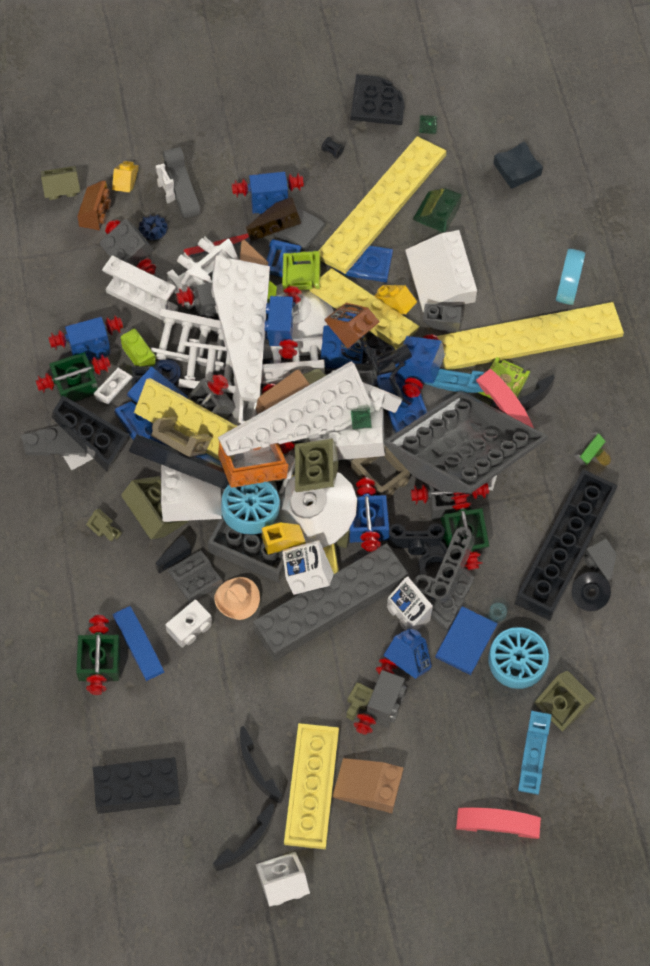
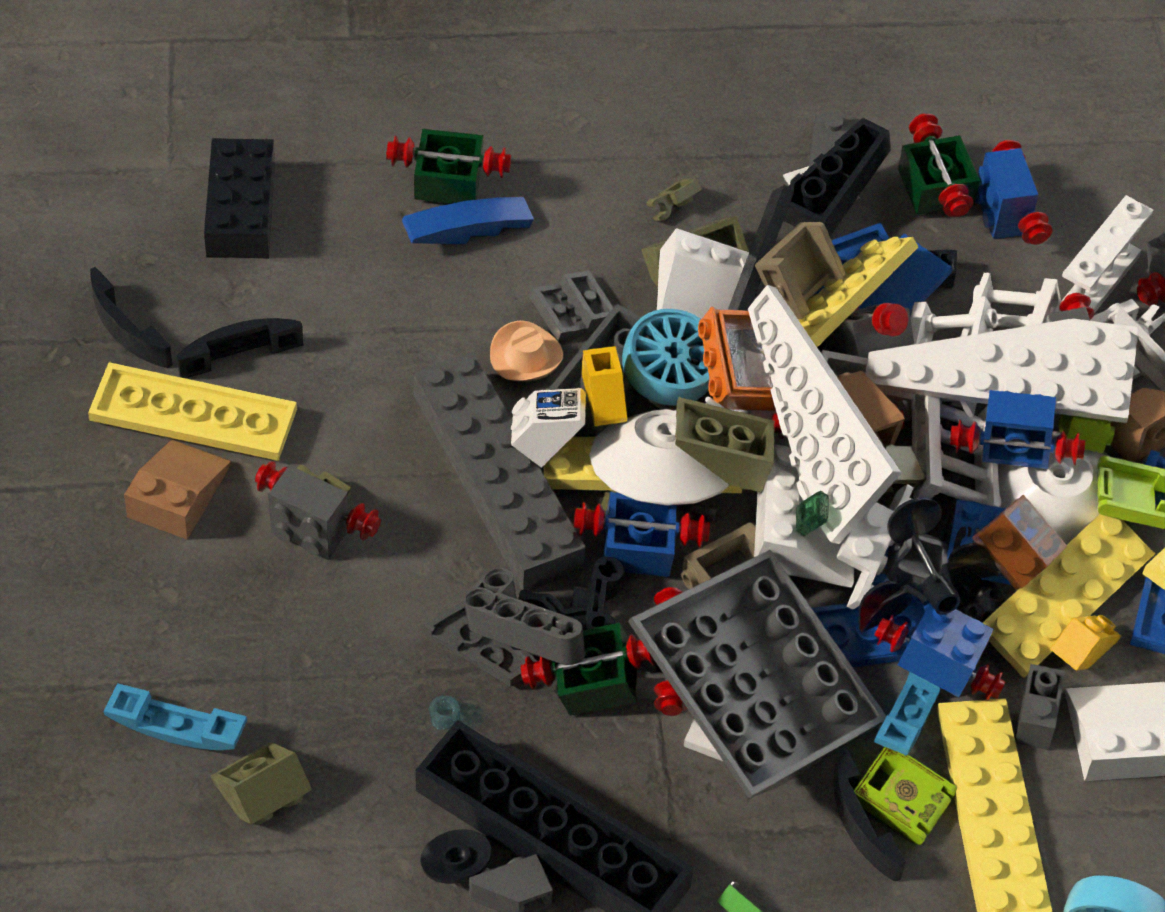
camera: 95 degrees right, 10 degrees down
(112, 386) = (925, 225): white slope -> none
(137, 349) = (998, 256): lime brick -> none
(168, 366) = (950, 292): dark blue gear -> none
(178, 550) = (615, 279): black slope -> none
(189, 624) = (490, 285): white brick -> none
(282, 879) = (54, 355): white slope -> none
(409, 605) = (455, 576): white slope -> none
(410, 653) = (379, 556): blue slope -> none
(466, 640) = (400, 658): blue tile -> none
(498, 821) = (69, 657): coral slope -> none
(503, 396) = (843, 769): coral slope -> none
(507, 678) = (351, 723): medium azure piece -> none

